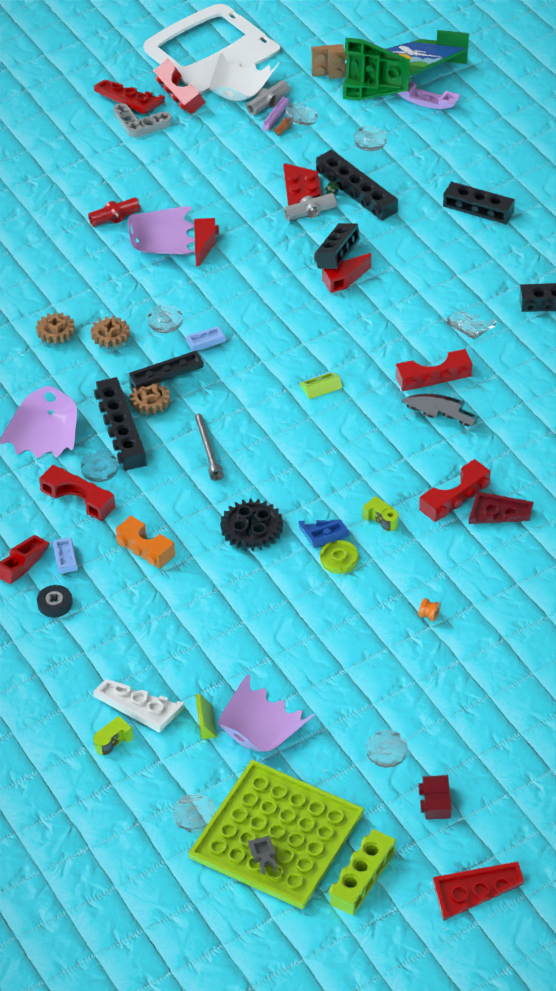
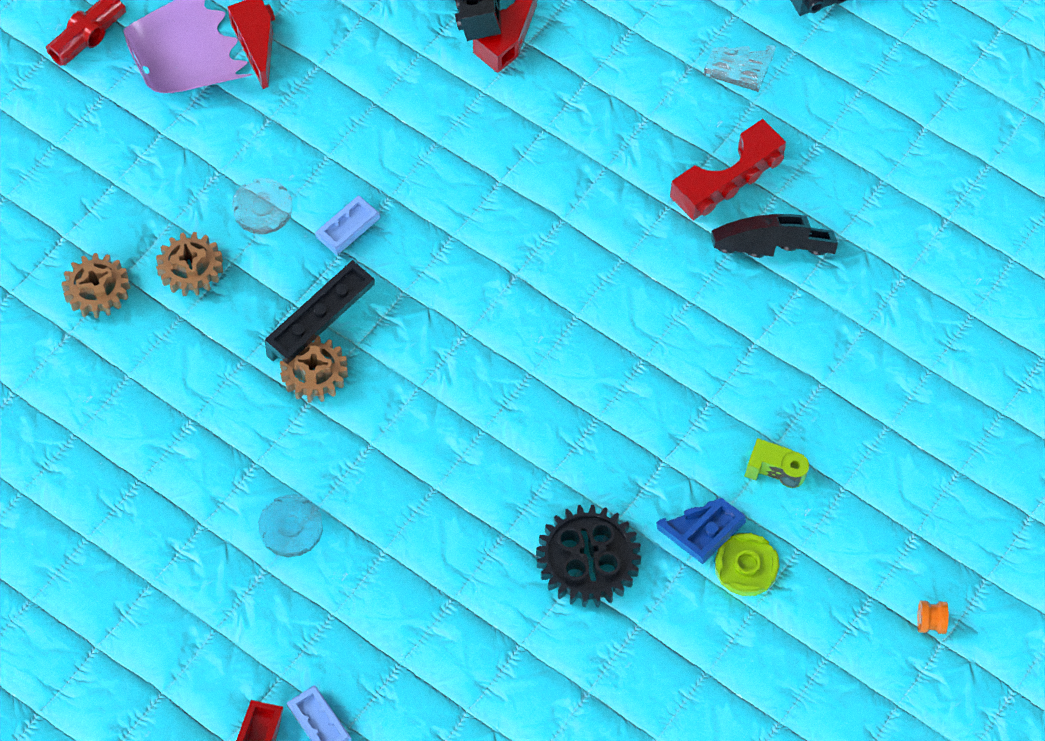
camera: 25 degrees left, 15 degrees up
(39, 431) = (167, 488): lavender piece -> none
(59, 482) = (243, 584): red arch -> none
(120, 423) = (246, 375): black brick -> none
(155, 551) = (461, 662): orange arch -> none
(215, 470) = (482, 472): flat silver piece -> none
(321, 385) = (566, 250): lime slope -> none
(438, 502) = (852, 411): red arch -> none
(498, 509) = (944, 392): dark red wing -> none

